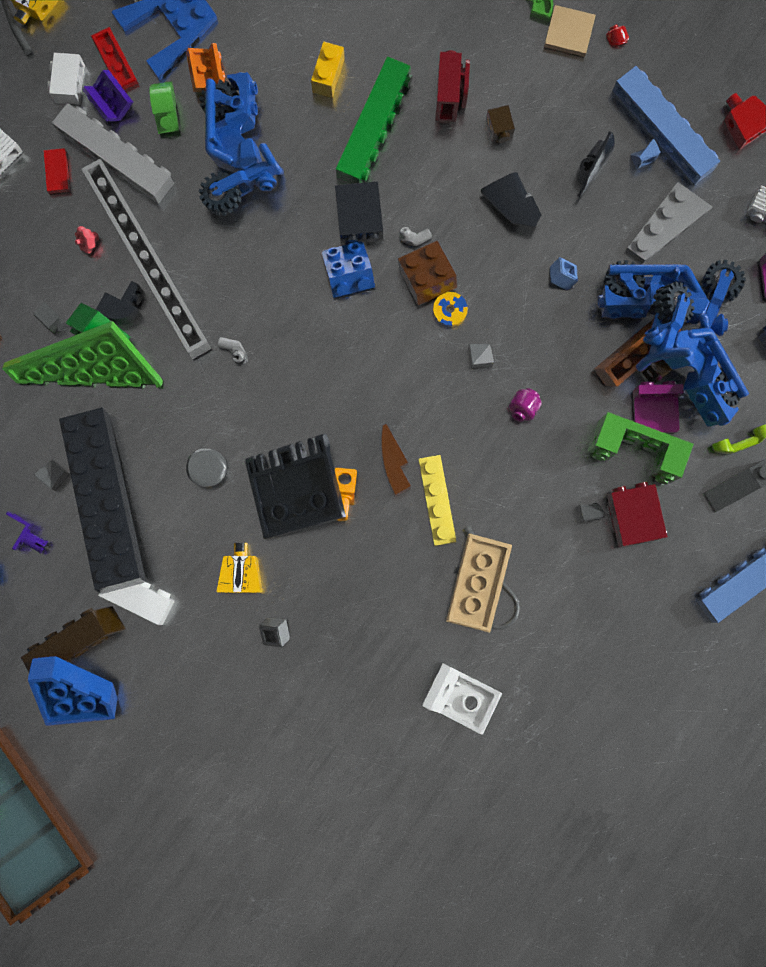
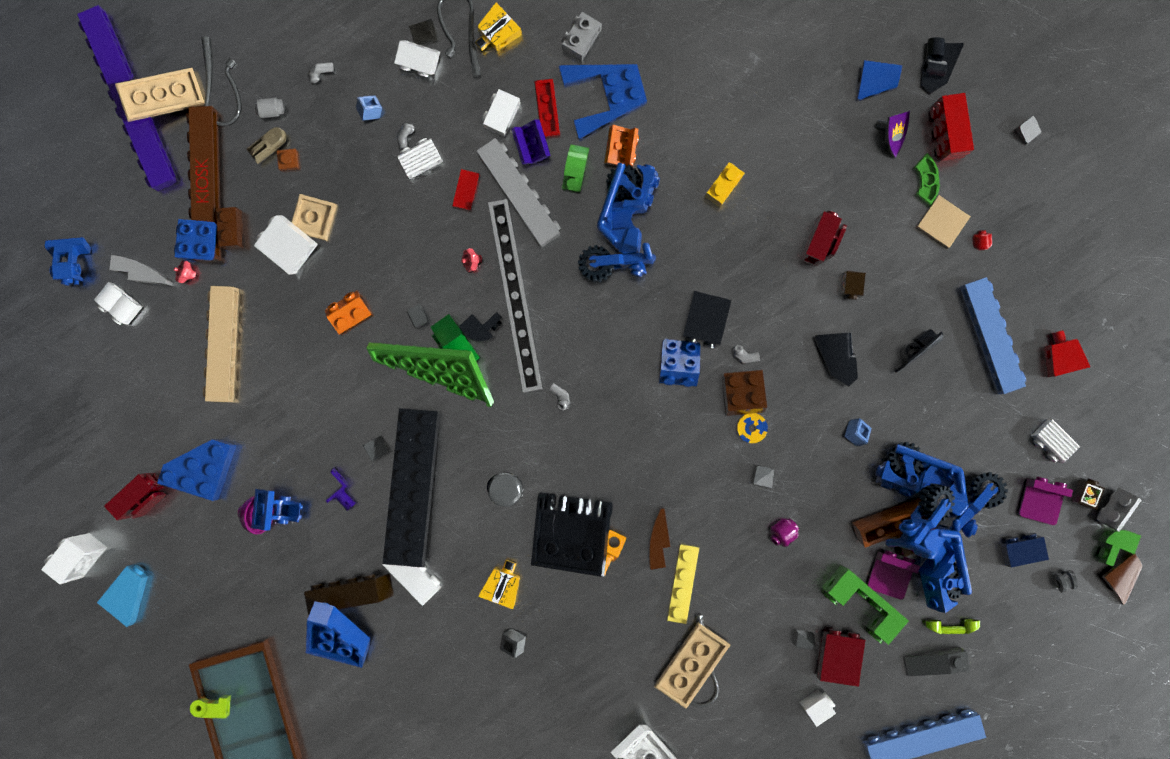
camera: 25 degrees right, 5 degrees up
(373, 121) = (745, 245): green brick -> none
(632, 577) = (818, 707): none -> white brick
(646, 155) = (965, 355): medium blue slope -> none
(673, 216) = (967, 416): light grey wing -> none

